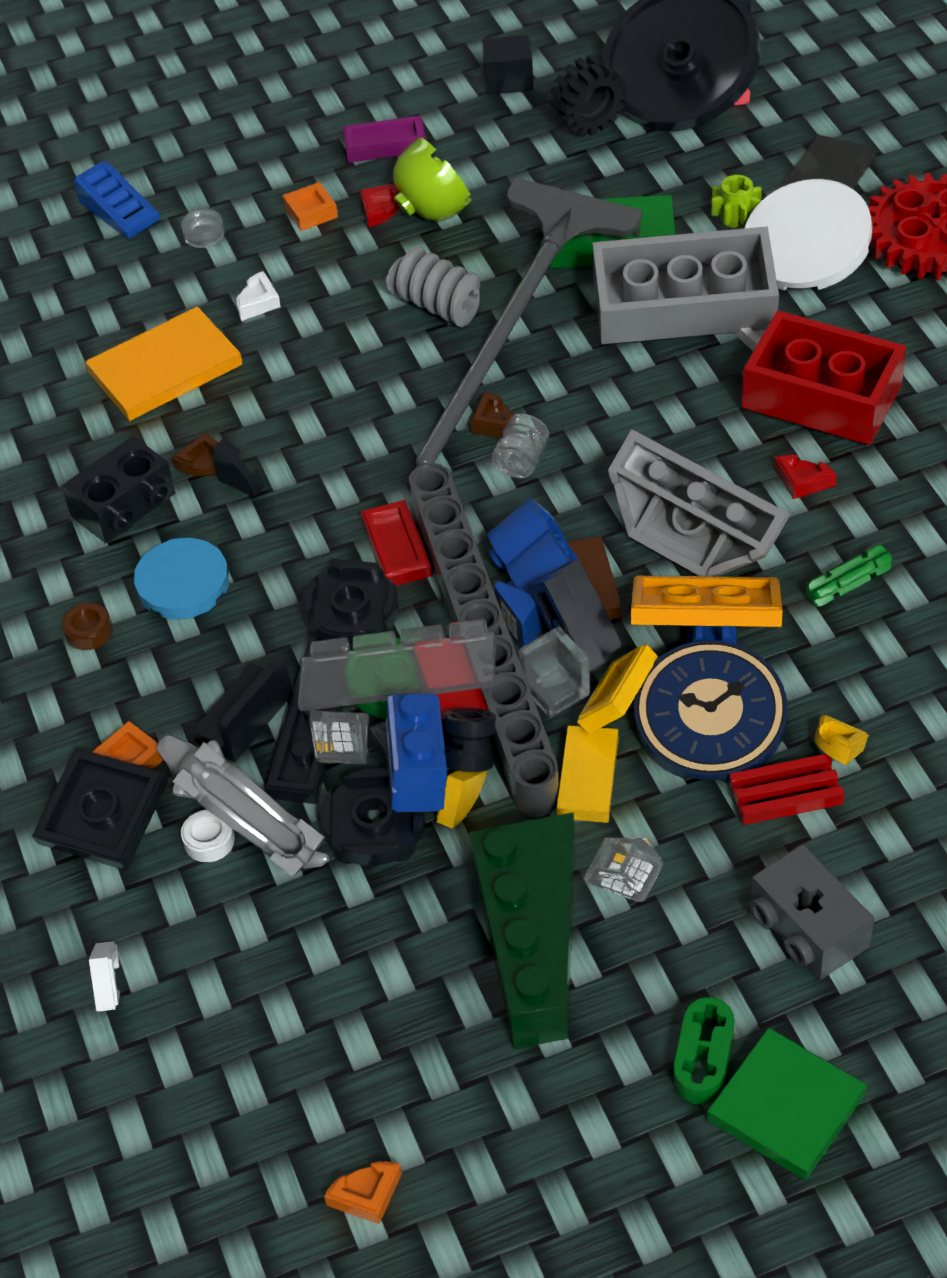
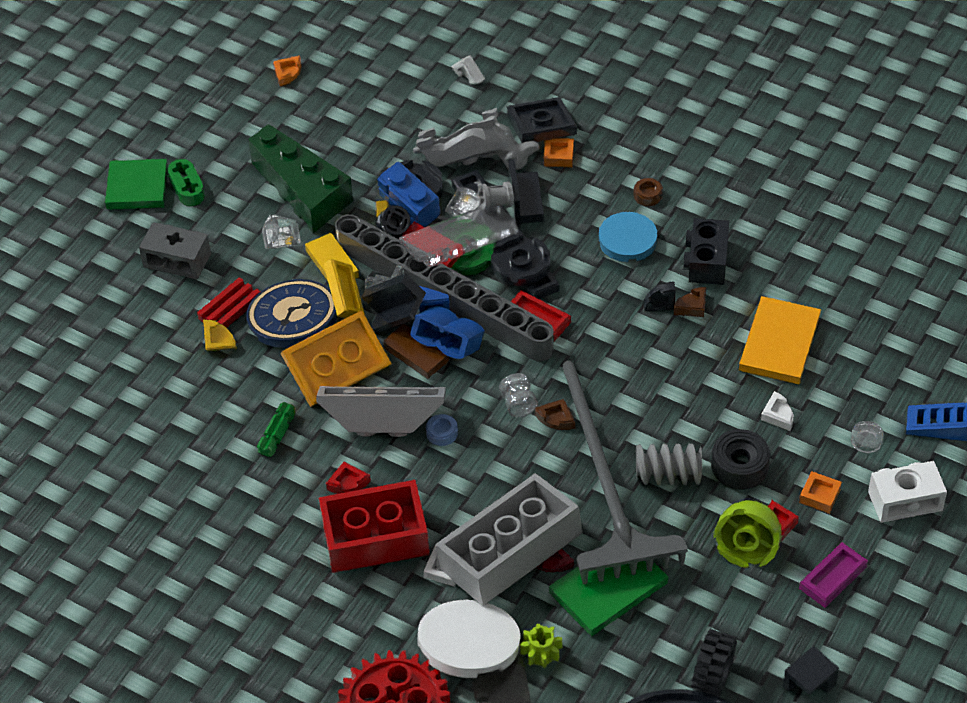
camera: 140 degrees right, 0 degrees up
(235, 153) = (907, 491): none -> white brick
(300, 683) = (495, 195): none -> light grey bush
(351, 246) = (740, 443): none -> black tyre

